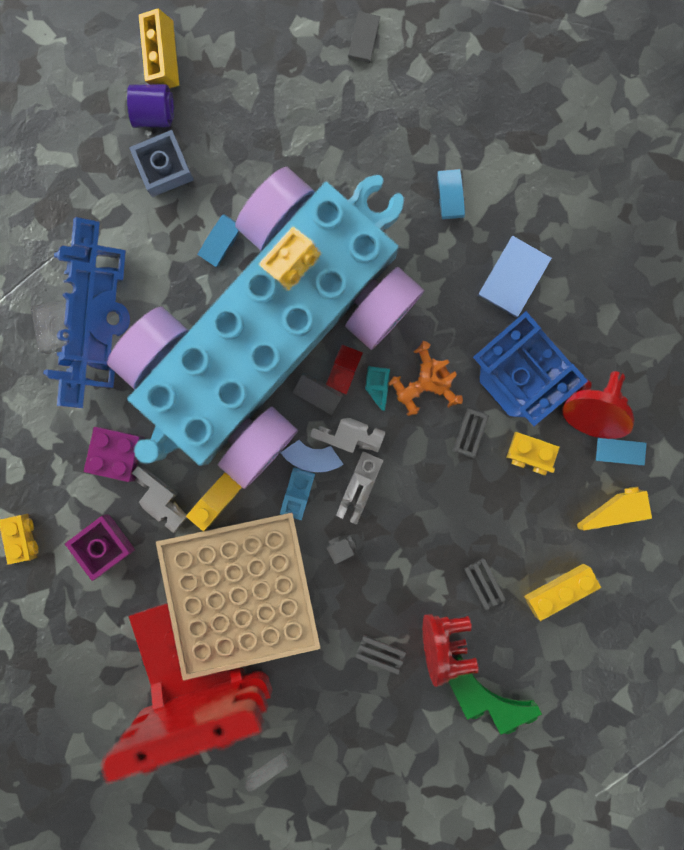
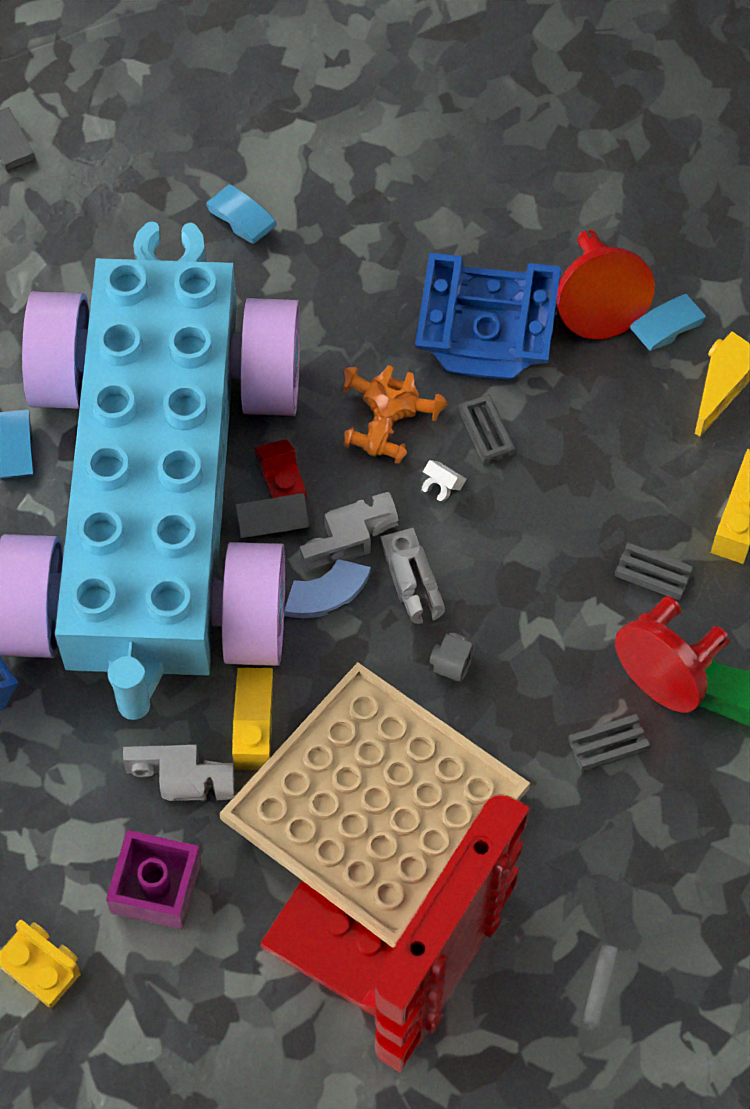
camera: 40 degrees left, 25 degrees down
(112, 454) = (81, 762): magenta brick -> none
(291, 258) = (125, 342): yellow bracket -> none
(297, 493) = (344, 639): dark azure slope -> none
(377, 385) = (334, 459): teal tile -> none
(423, 445) = (443, 476): none -> white tile
(514, 276) = (386, 243): light blue tile -> none
(532, 453) = (574, 396): yellow bracket -> none

